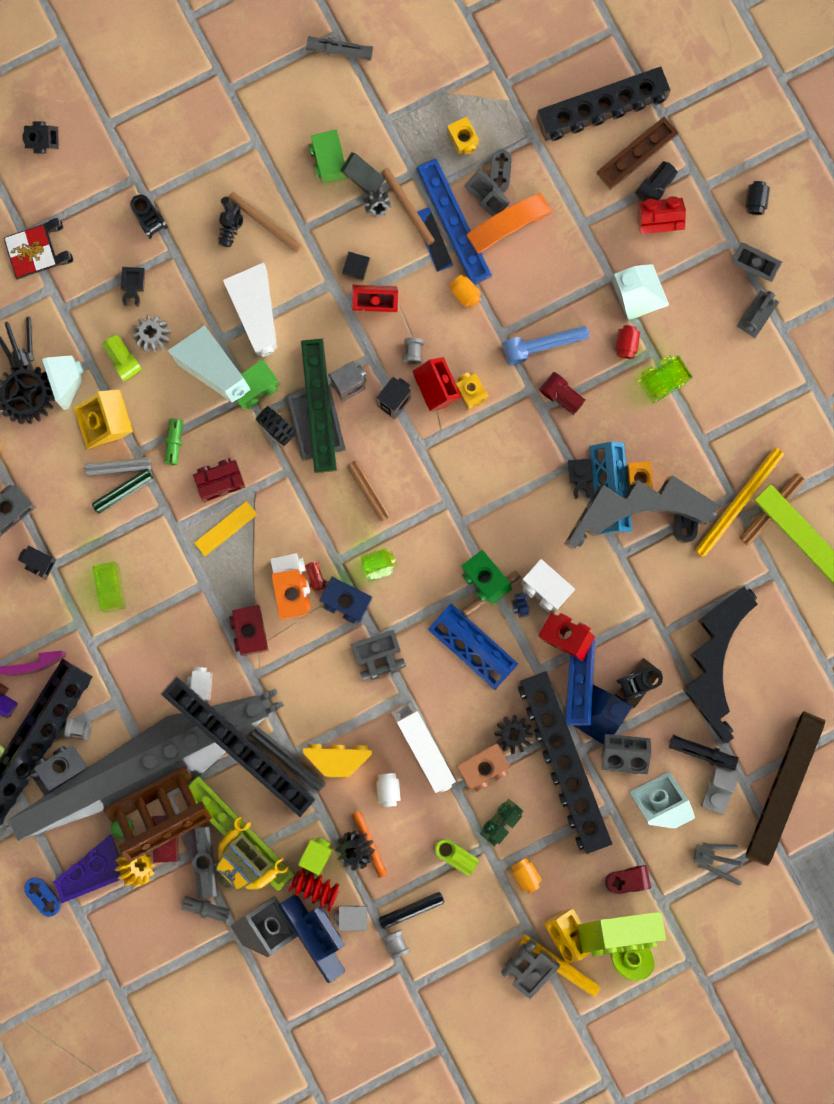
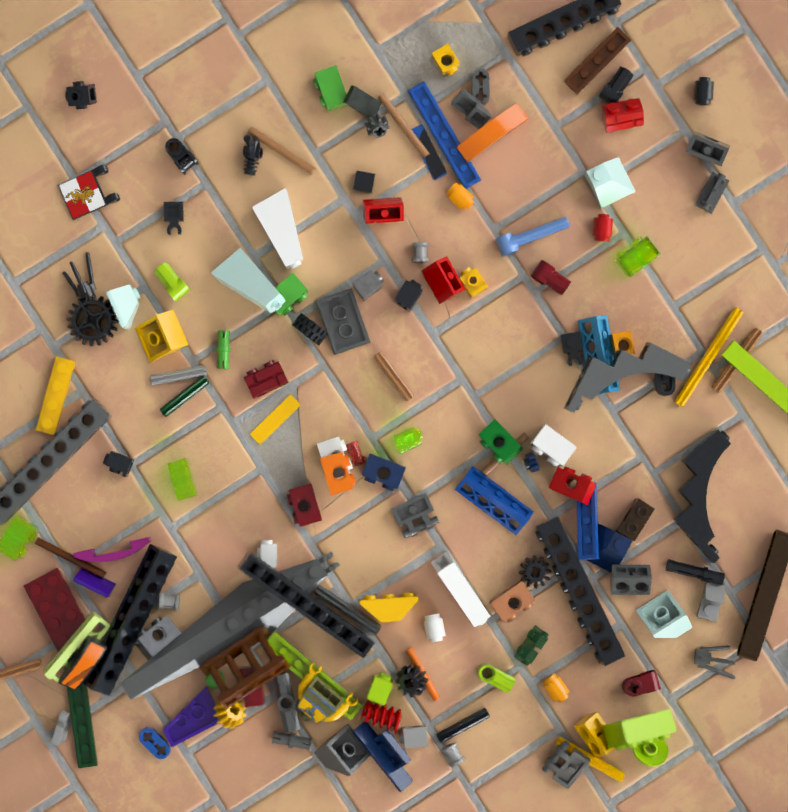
camera: 15 degrees left, 5 degrees up
(160, 336) = (190, 263): light grey gear -> none
(318, 405) = (344, 307): dark green tile -> none
(638, 683) = (636, 521): black piece -> none

